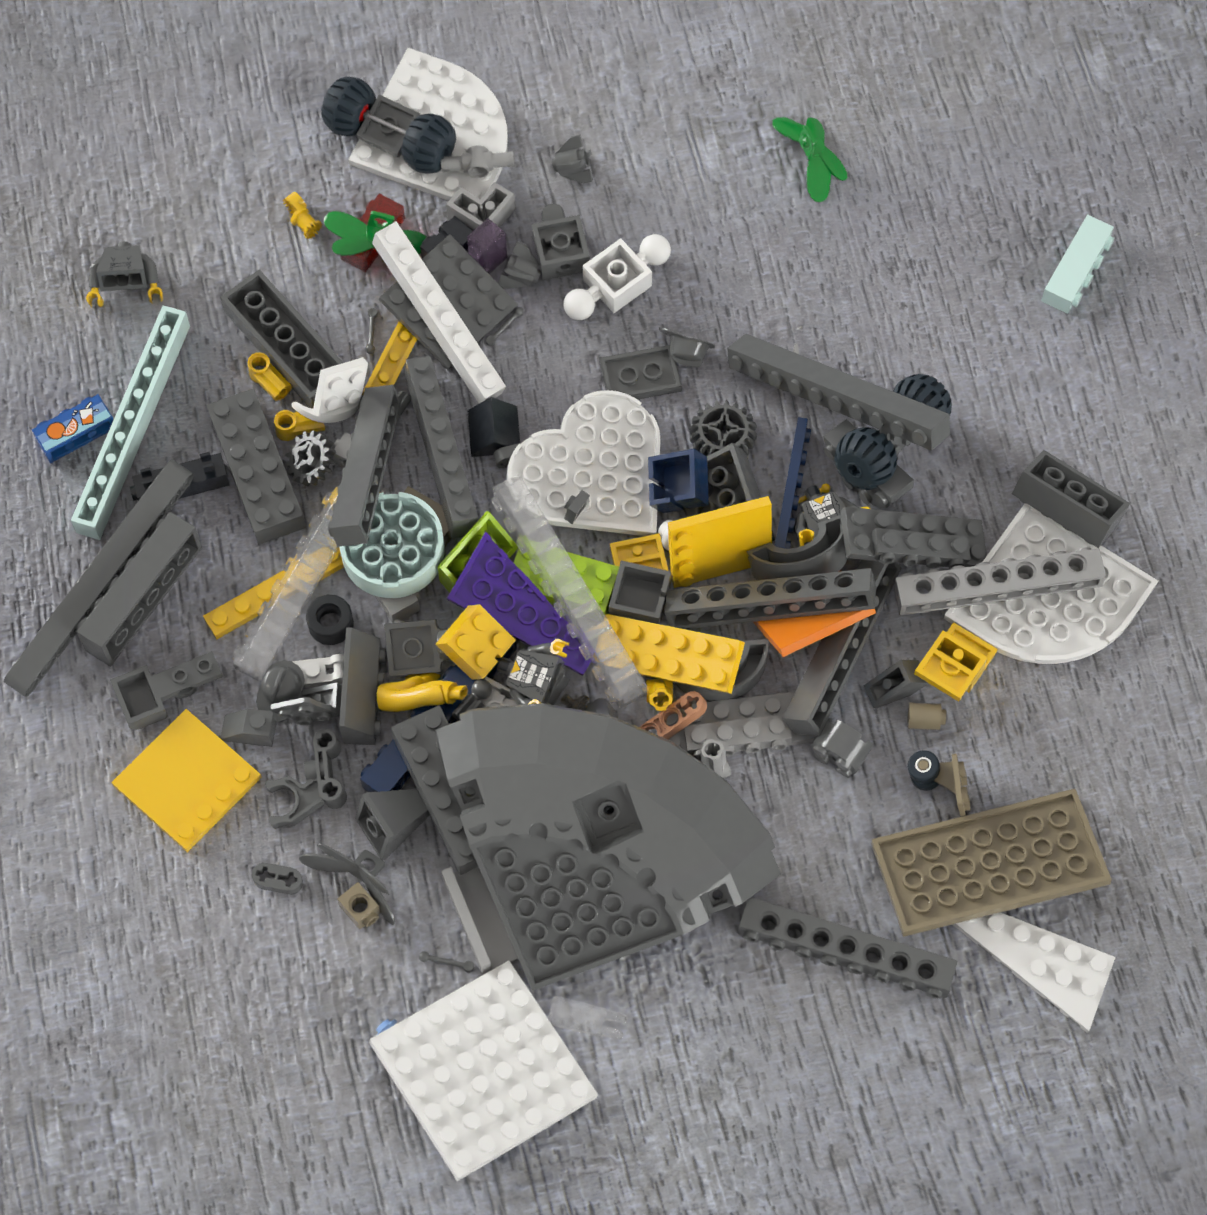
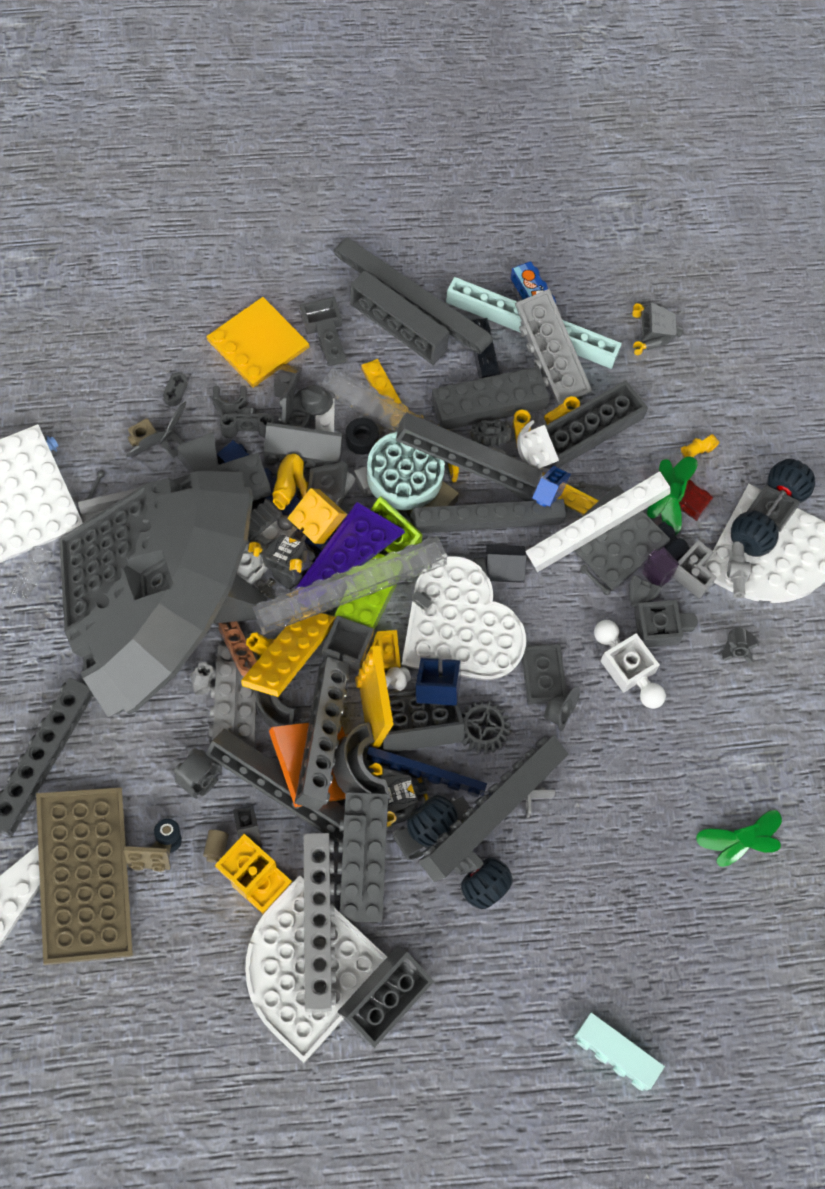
camera: 90 degrees right, 0 degrees up
(177, 387) = (552, 347): none -> light grey plate
(399, 365) = (551, 486): none -> brick

